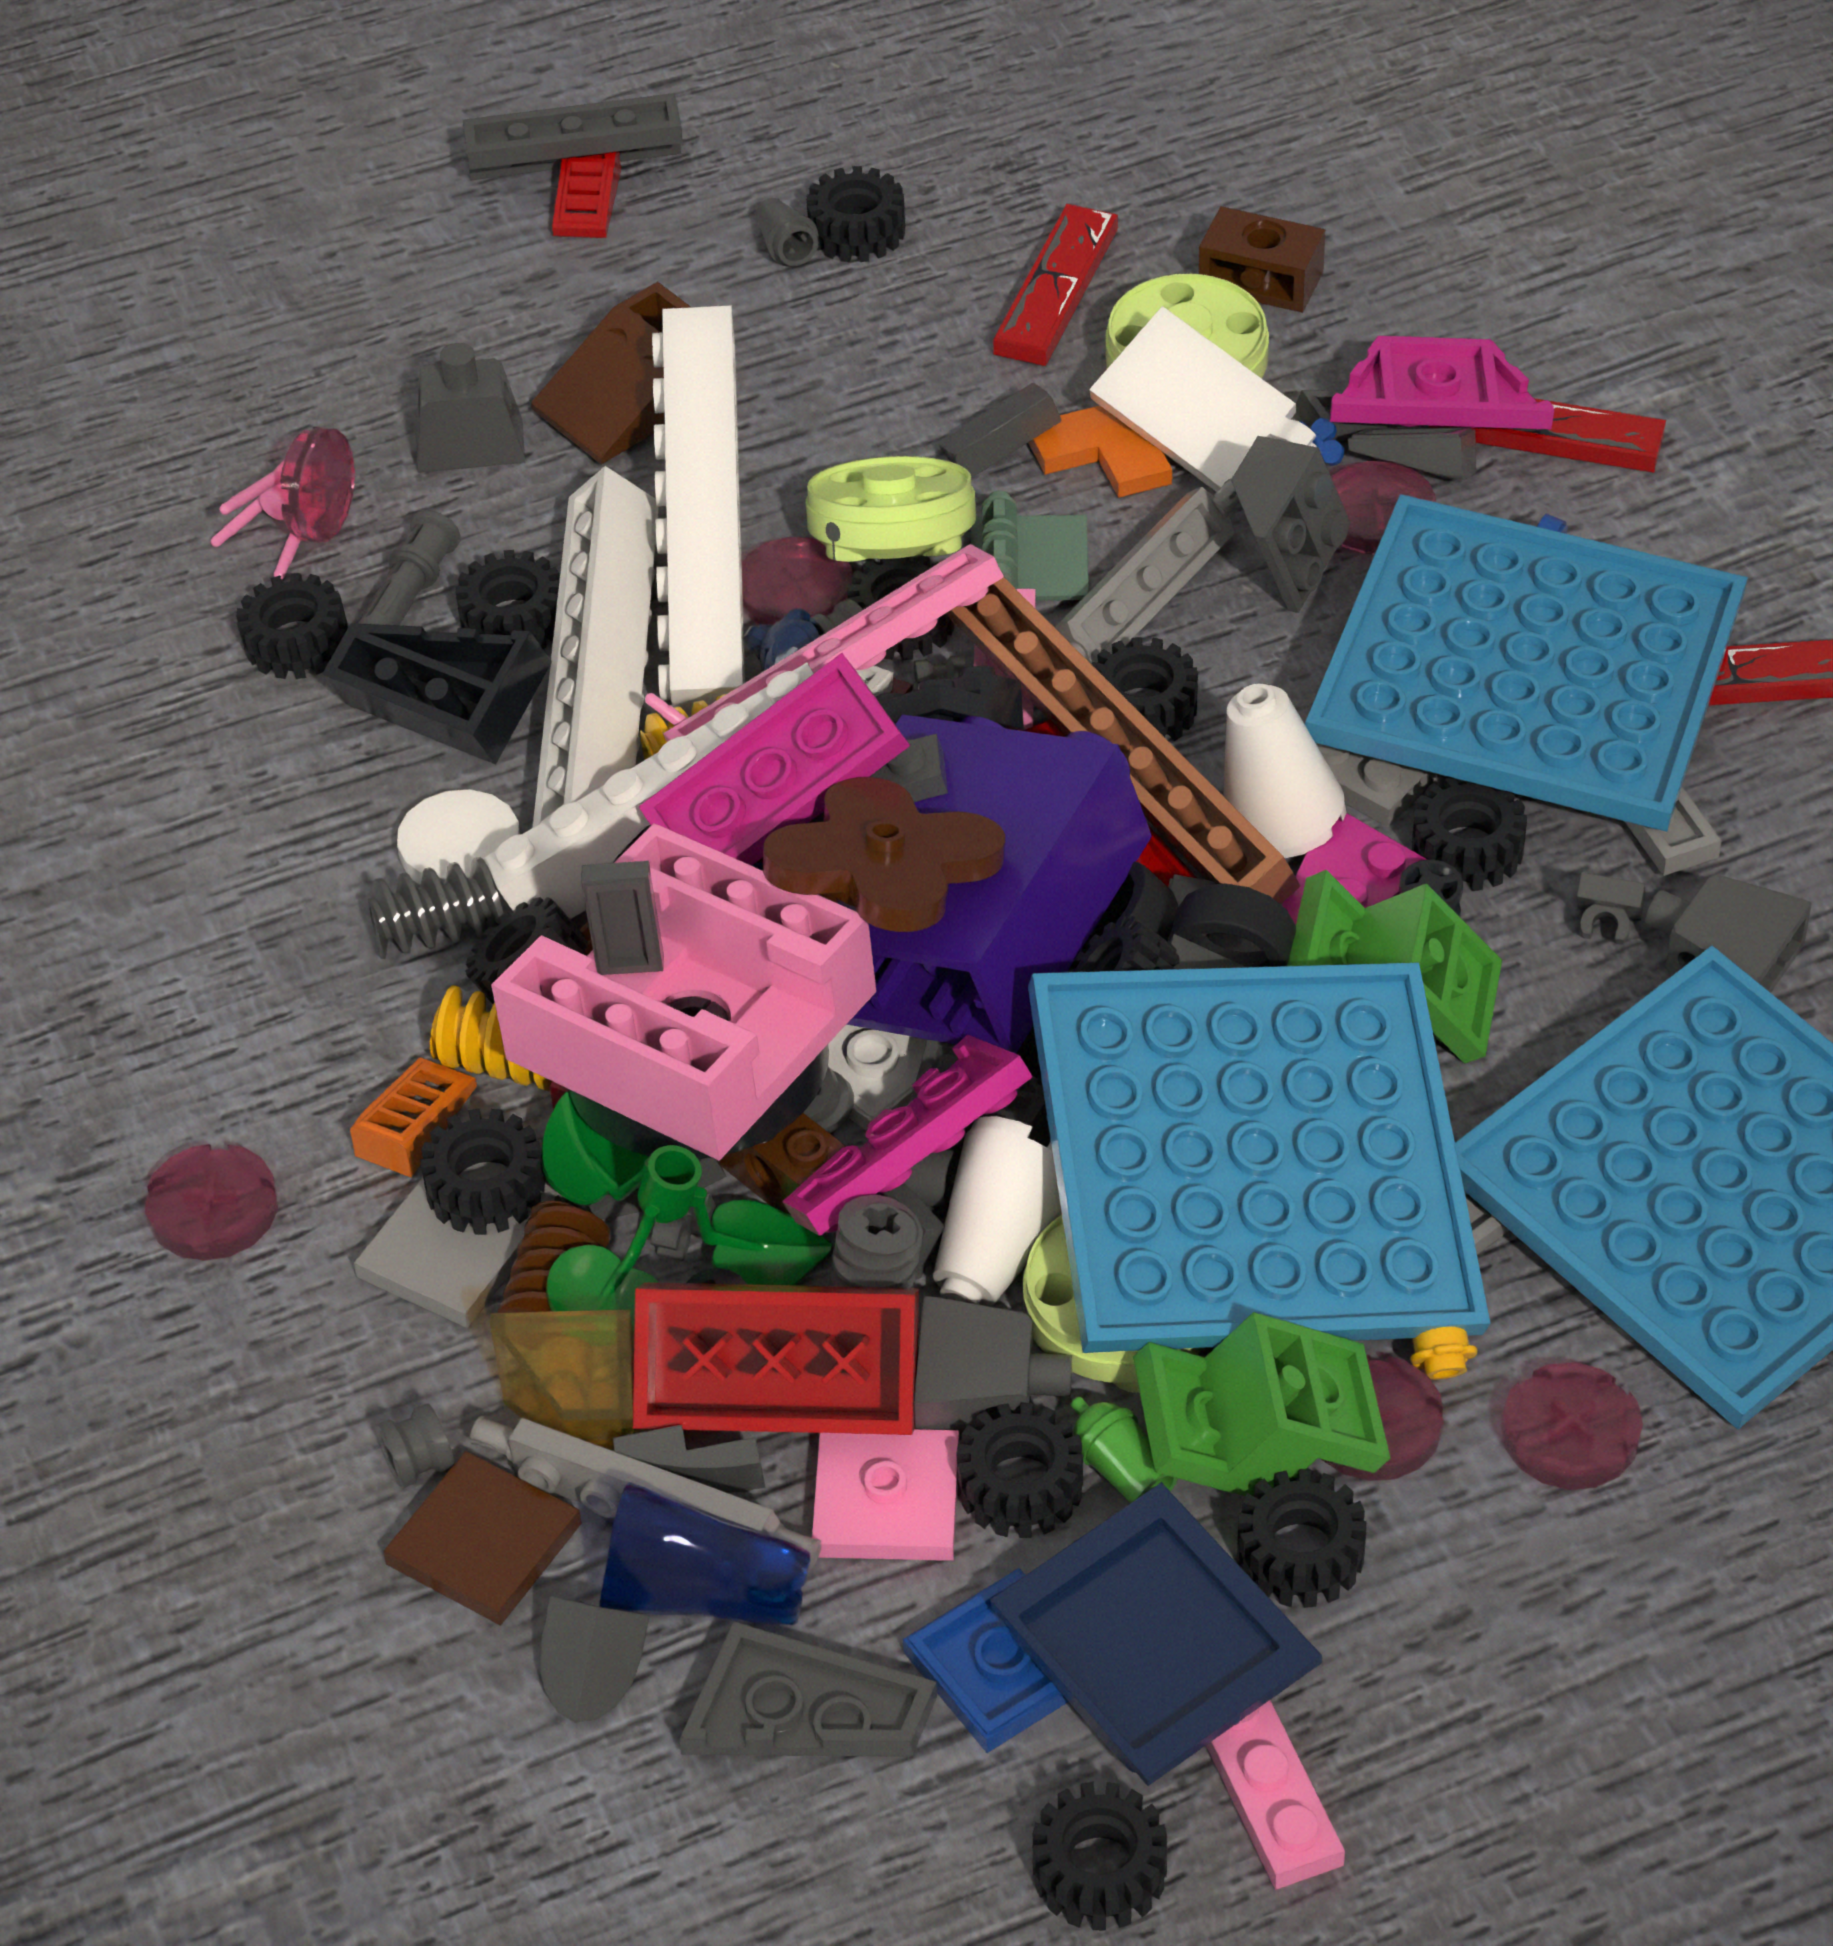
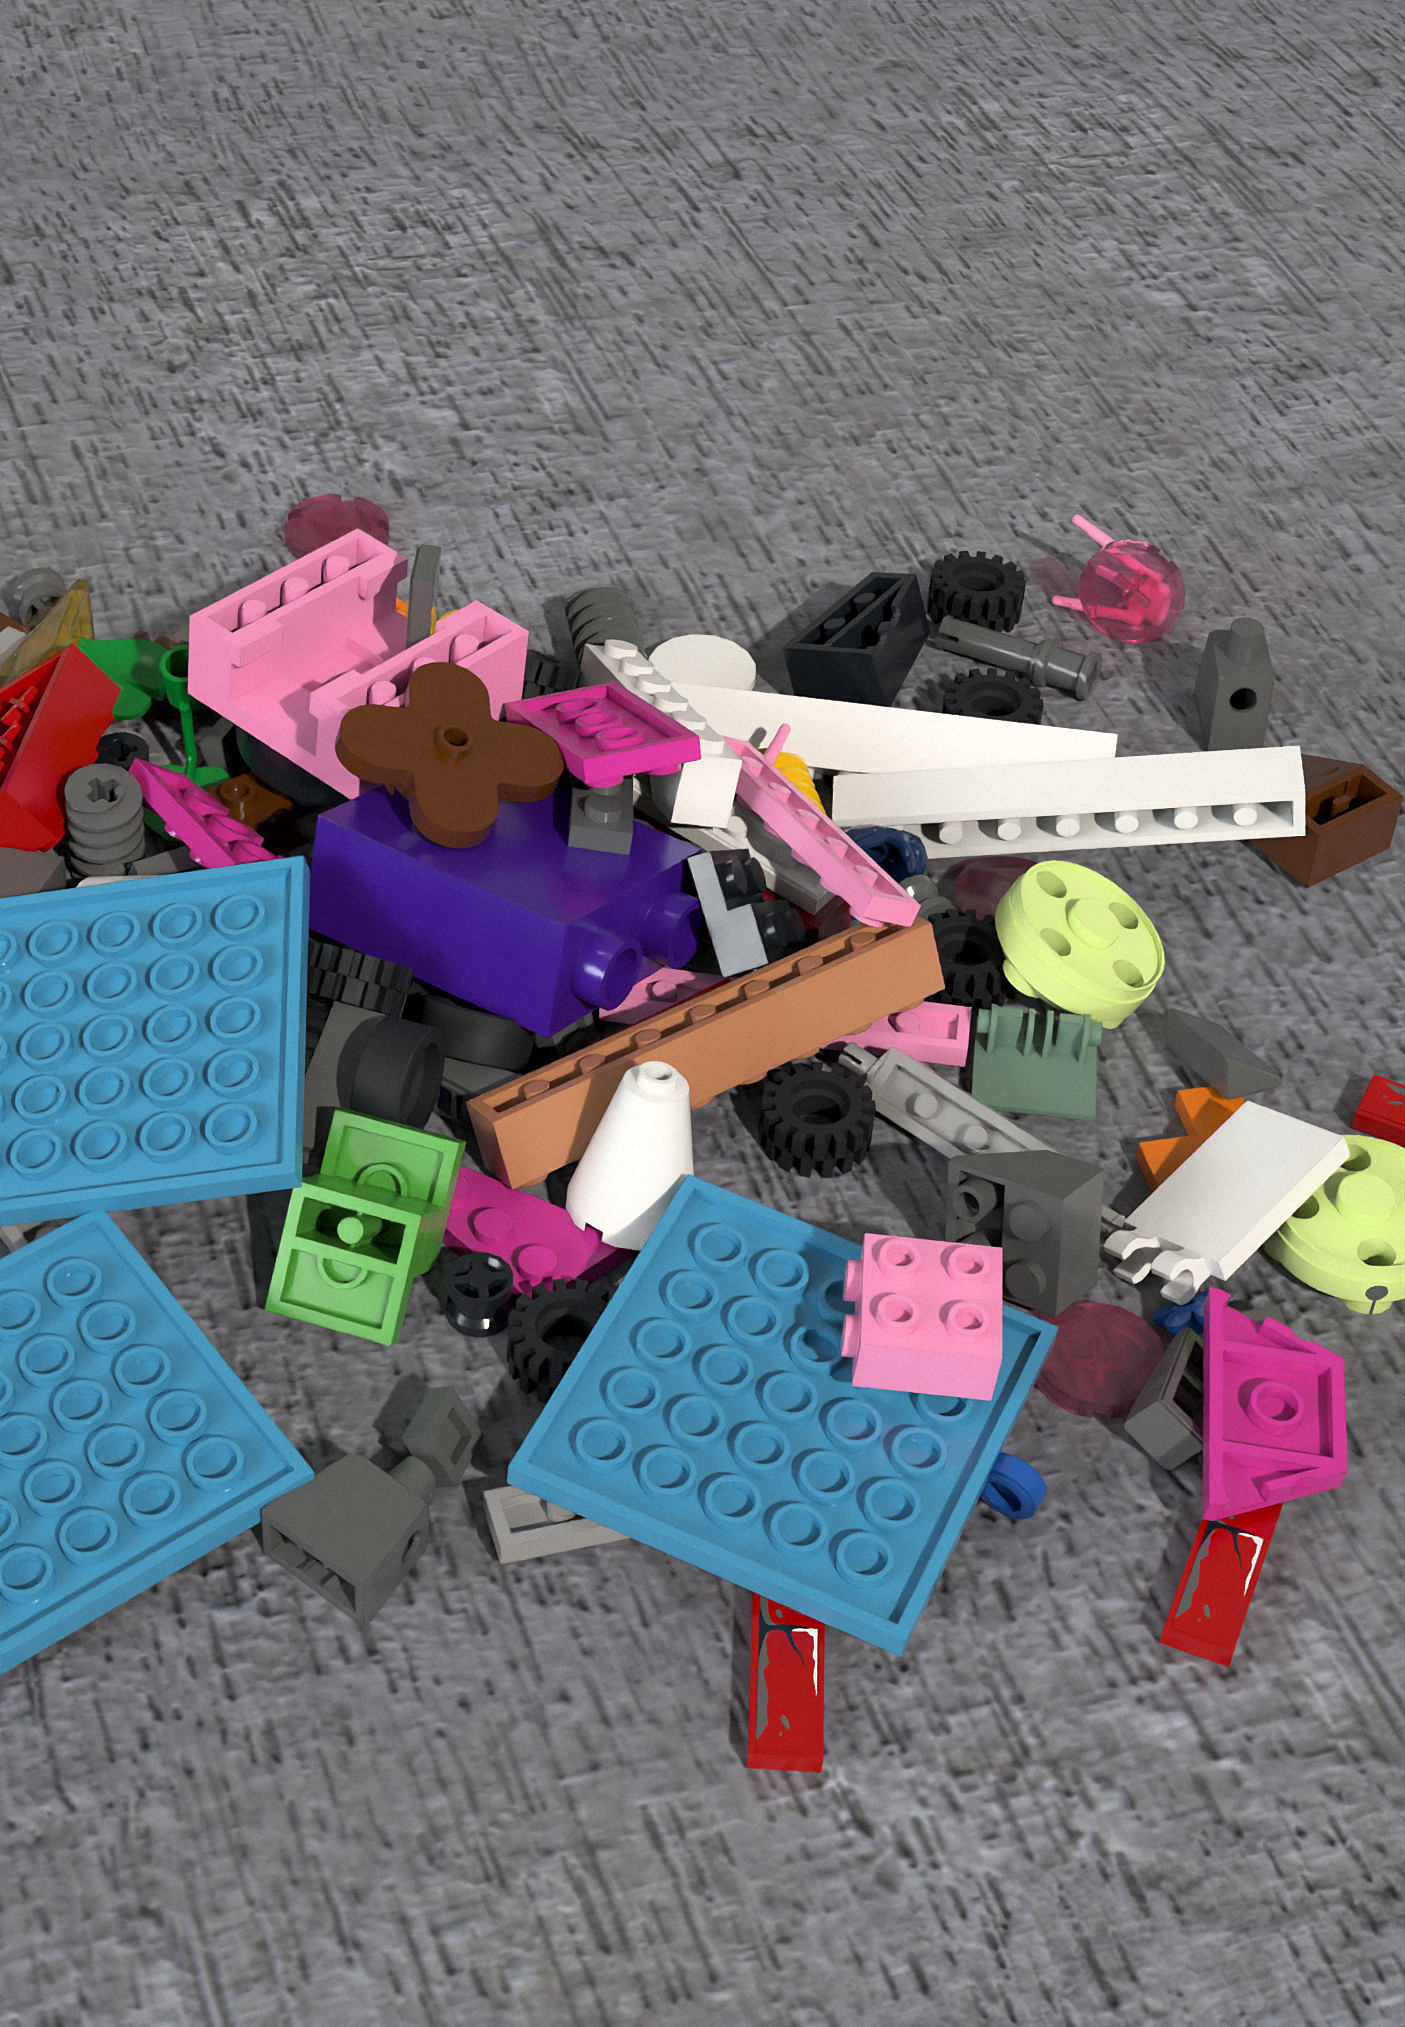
camera: 90 degrees right, 5 degrees down
(1455, 541) = (924, 1316): none -> bright pink brick

